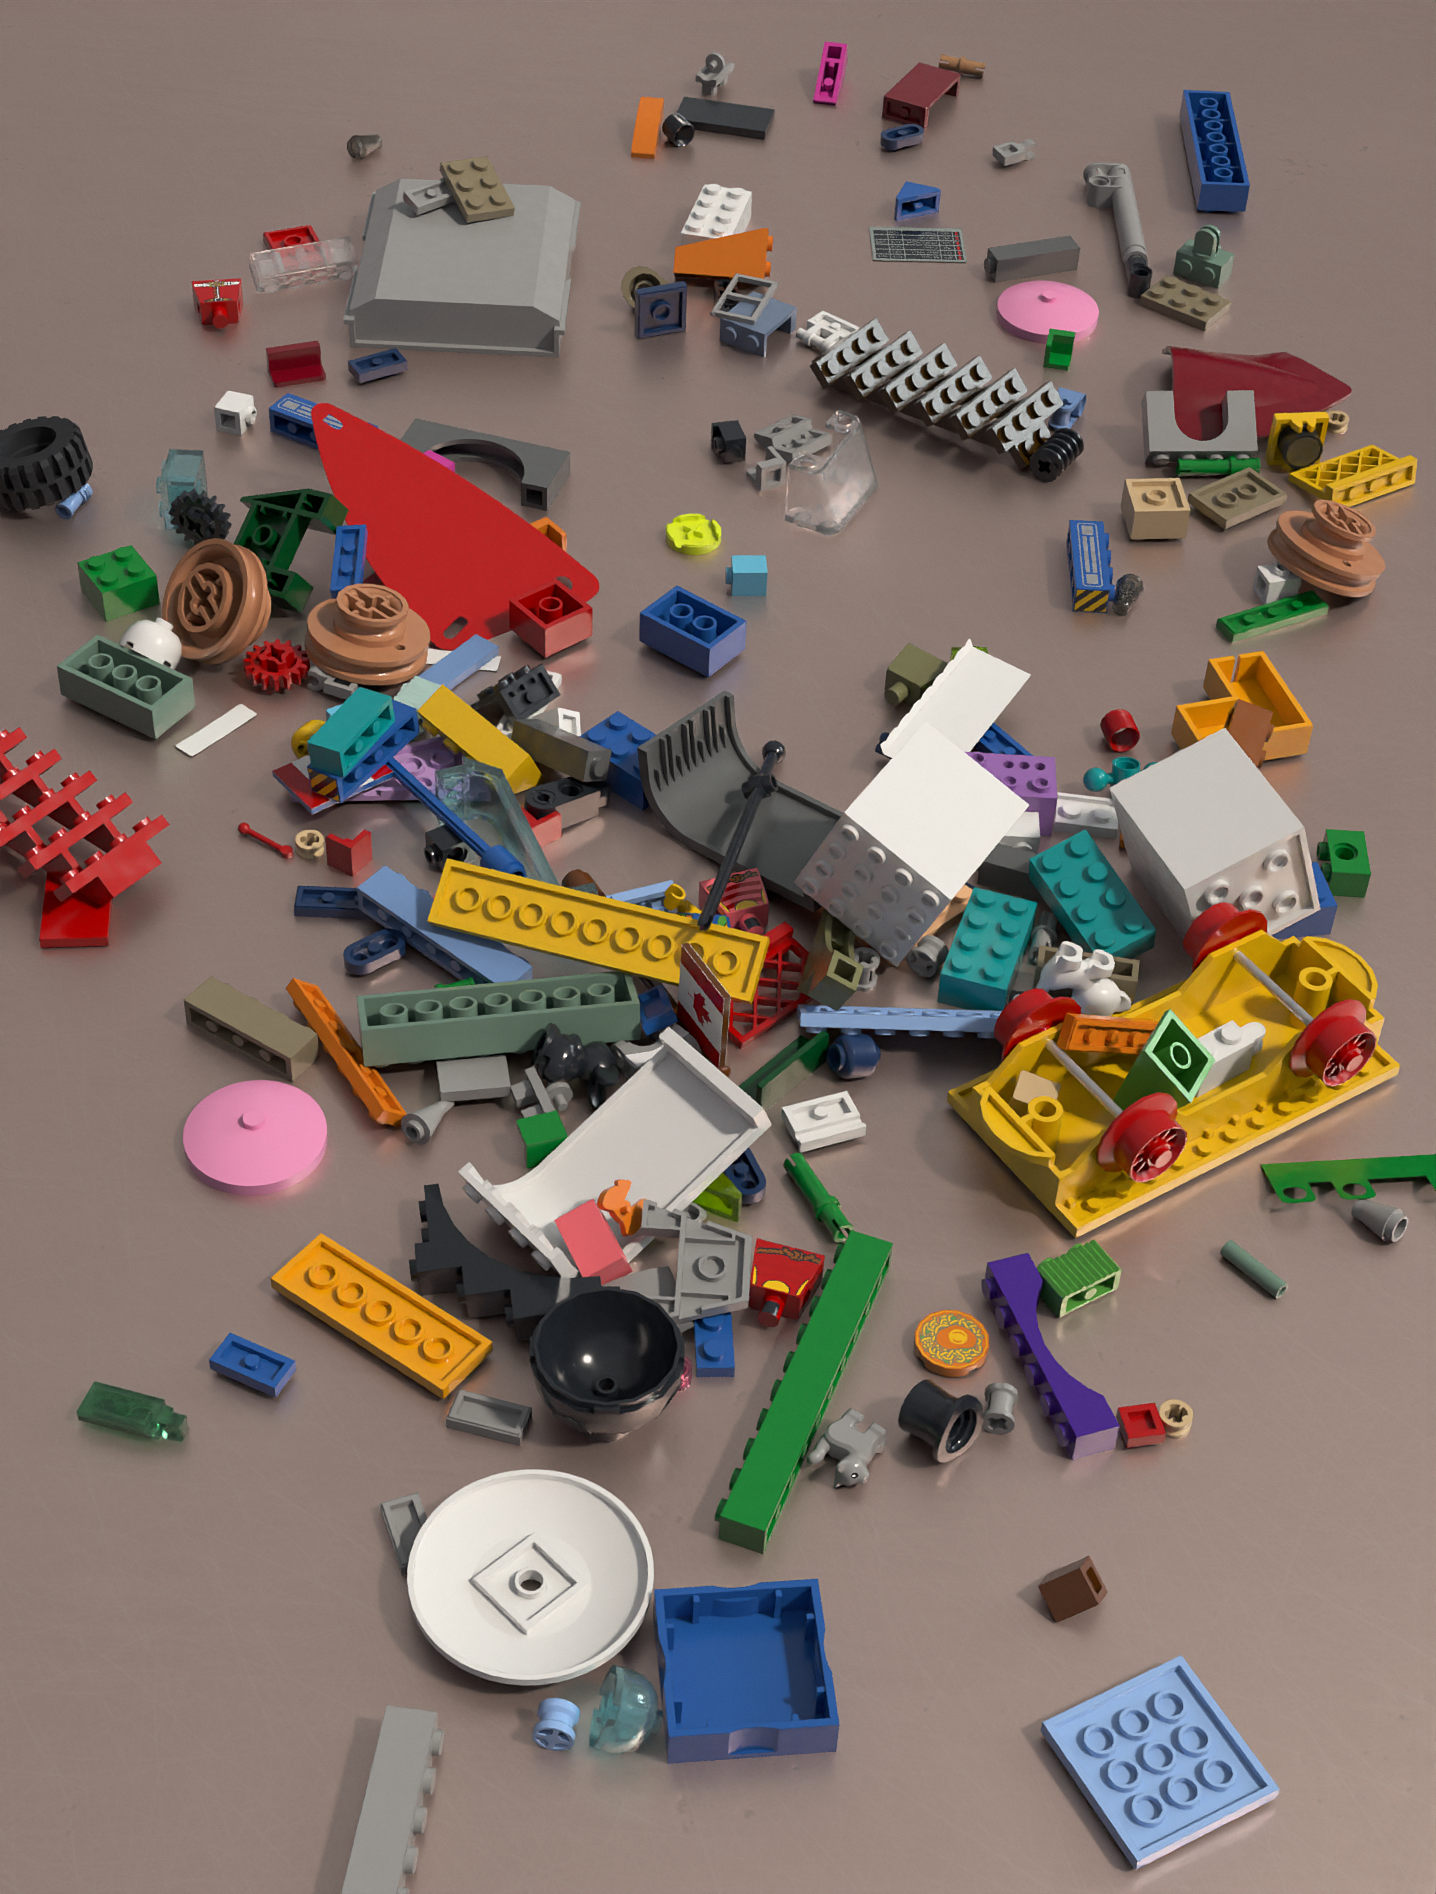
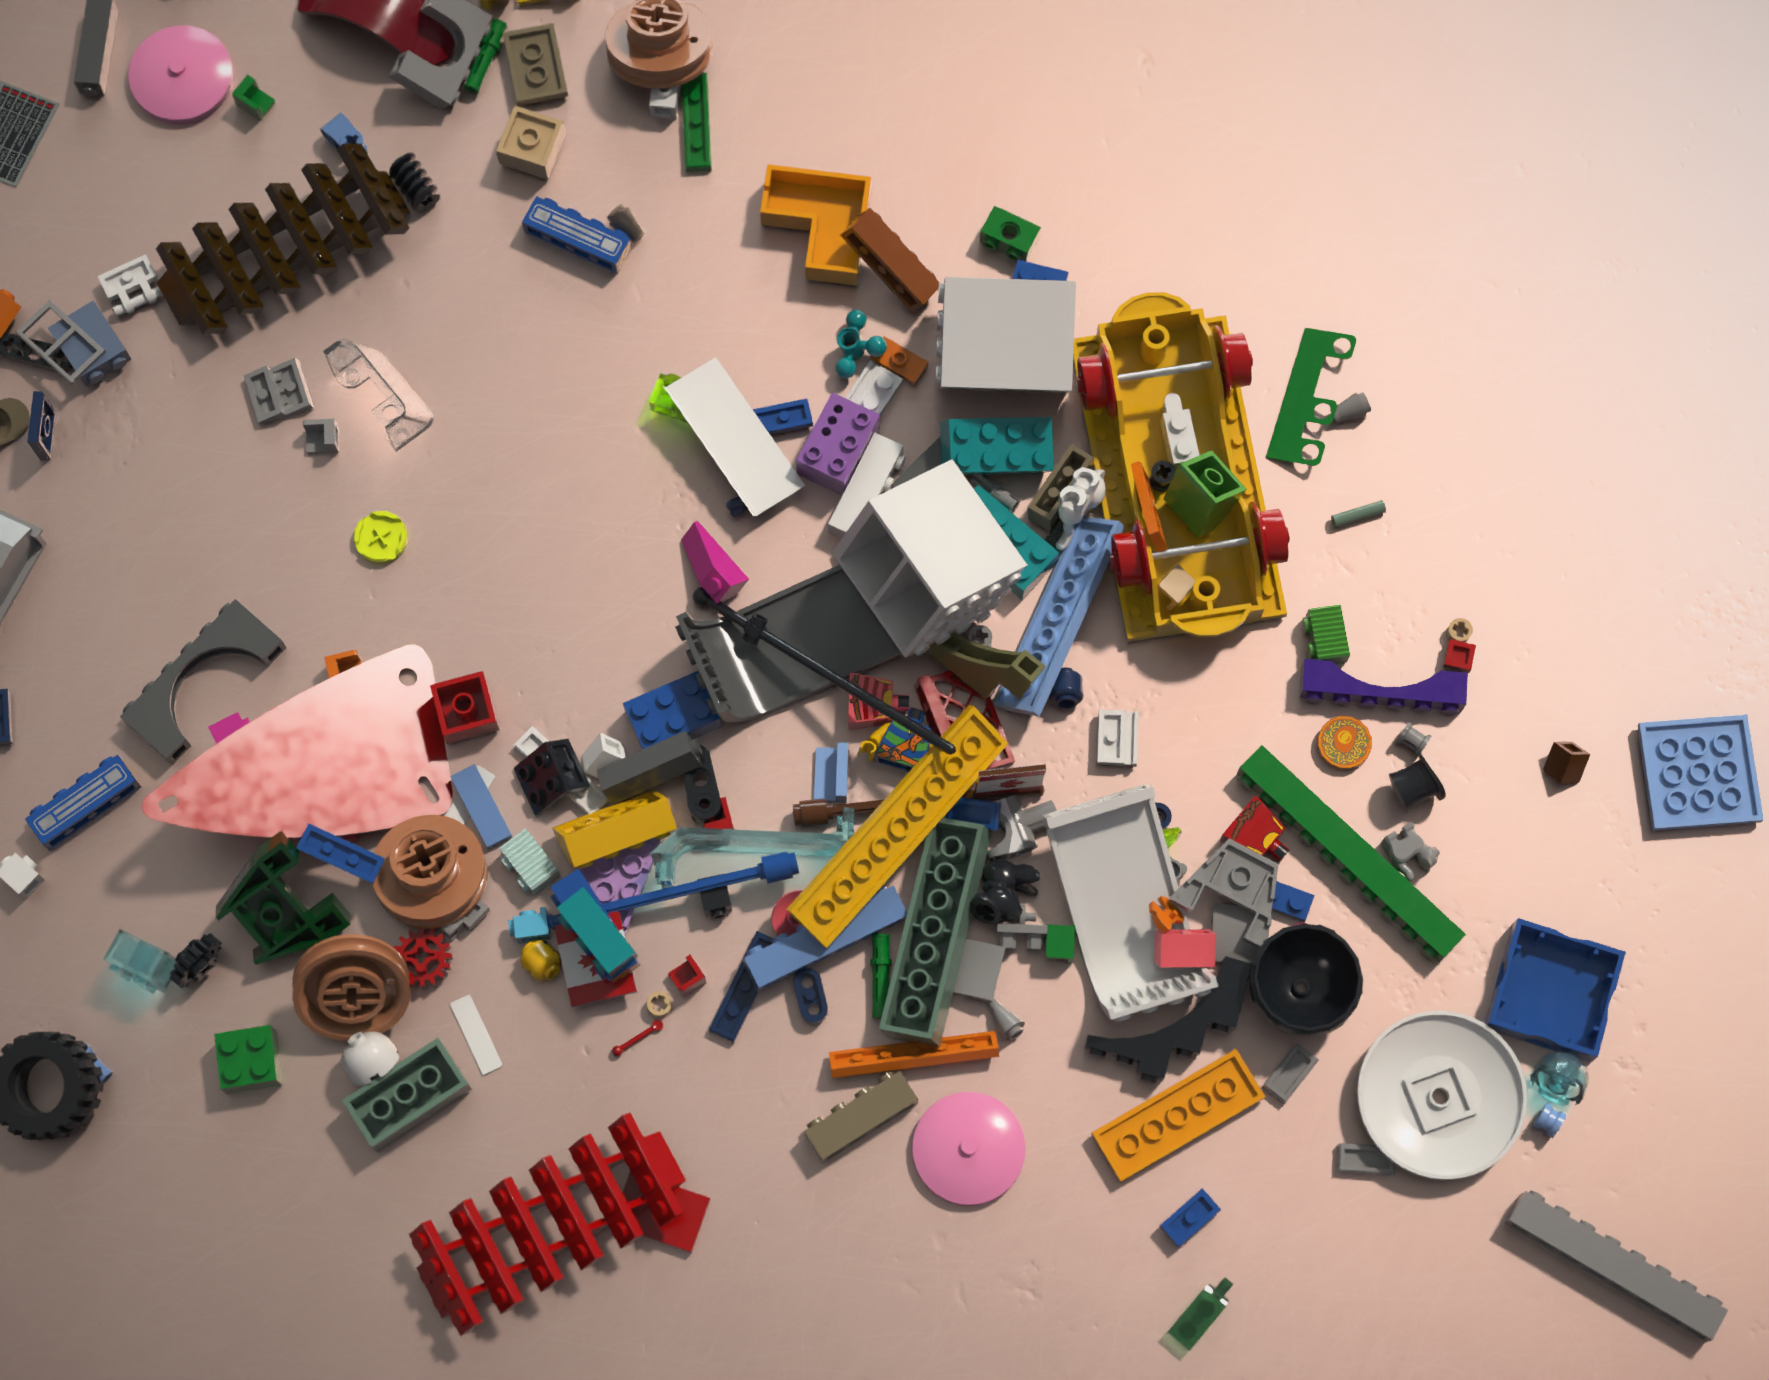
camera: 65 degrees left, 30 degrees up
(692, 631) = (532, 598): blue brick -> none
(729, 441) = (267, 450): black brick -> none
(747, 575) = (468, 518): medium azure brick -> none
(786, 1070) = (1057, 746): dark green panel -> none
(803, 749) = (712, 565): none -> dark pink slope
(825, 1207) = (1183, 773): green pin -> none
(911, 675) = (662, 444): olive torso -> none
(1122, 740) = (794, 318): red piece -> none

